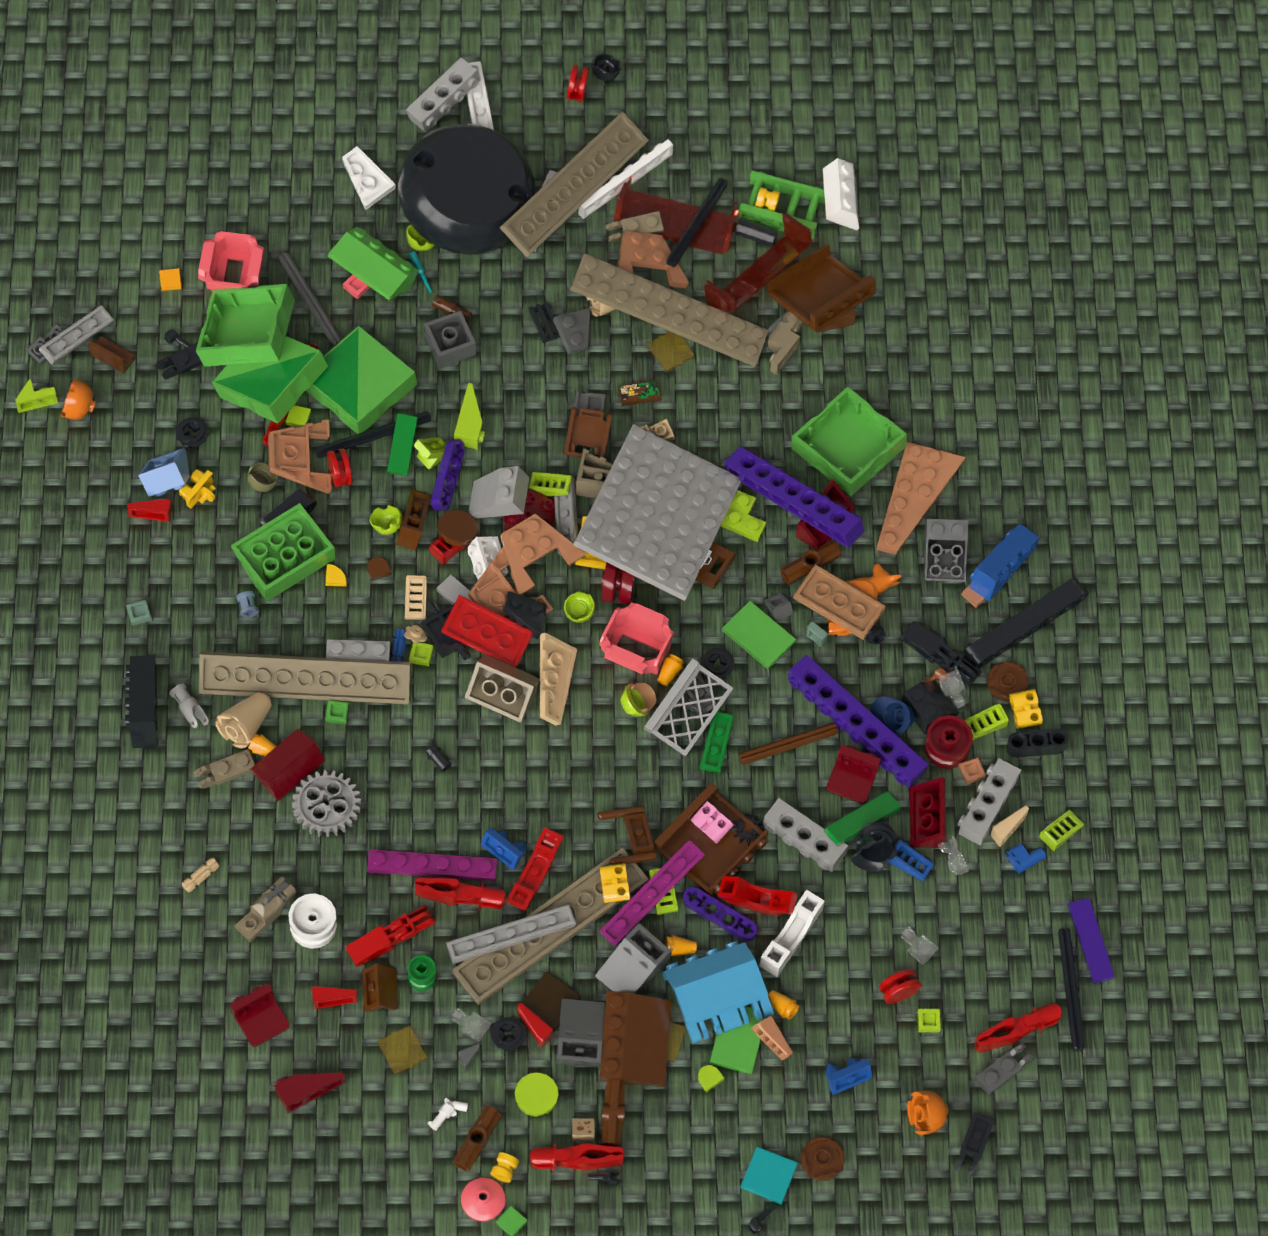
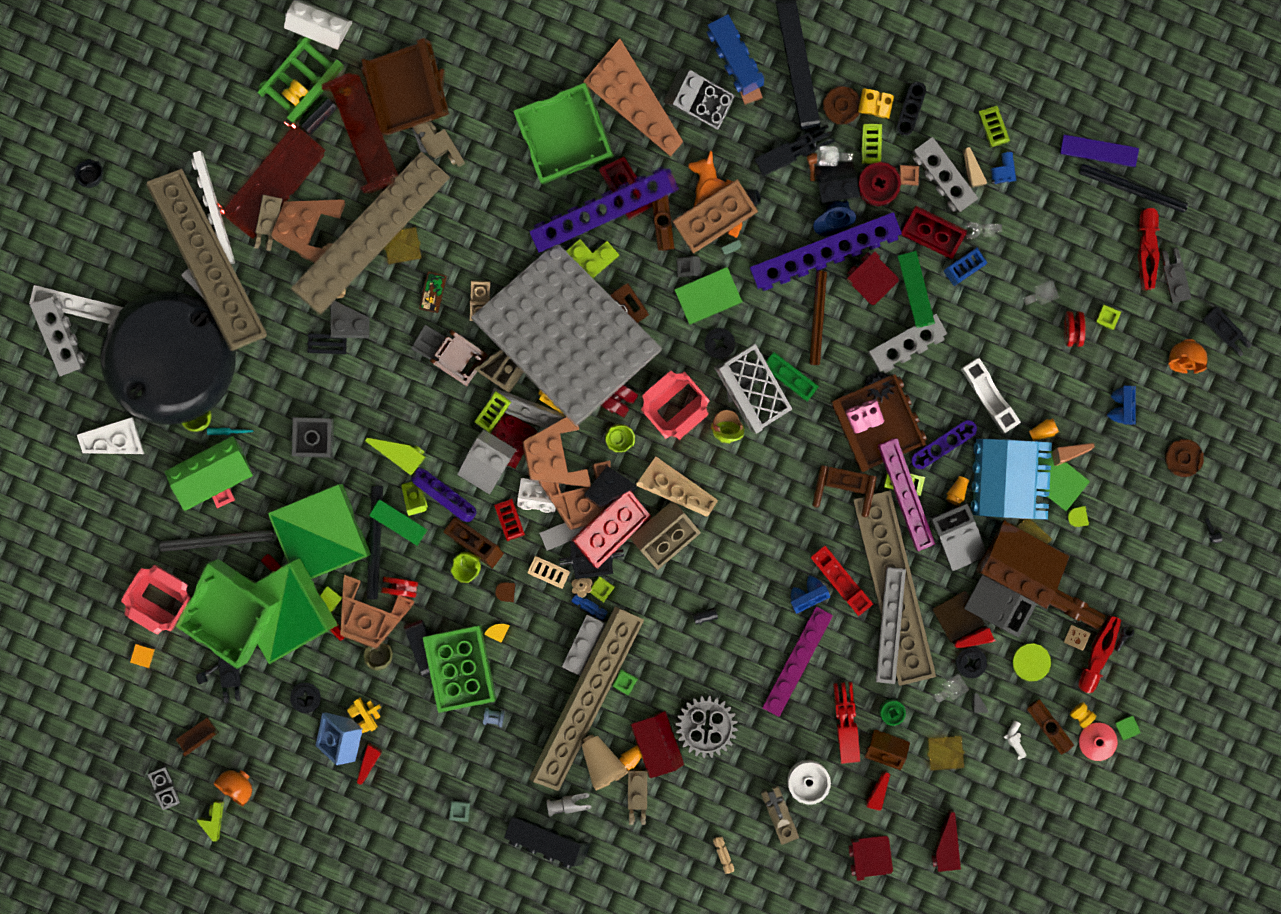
camera: 65 degrees left, 25 degrees up
(76, 334) = (166, 761): light grey tile -> none
(449, 308) = (280, 421): reddish brown pin -> none
(457, 527) = (499, 509): reddish brown tile -> none
(459, 893) = (847, 629): red arm -> none
(577, 84) = (98, 208): red head -> none
(614, 883) = (885, 522): yellow piece -> none
(671, 667) = (708, 385): light orange cone -> none
(697, 222) = (286, 164): black axle -> none
(755, 898) = (946, 408): red arch -> none
(769, 1175) = (1179, 507): teal tile -> none
(874, 847) = (945, 291): black helmet -> none

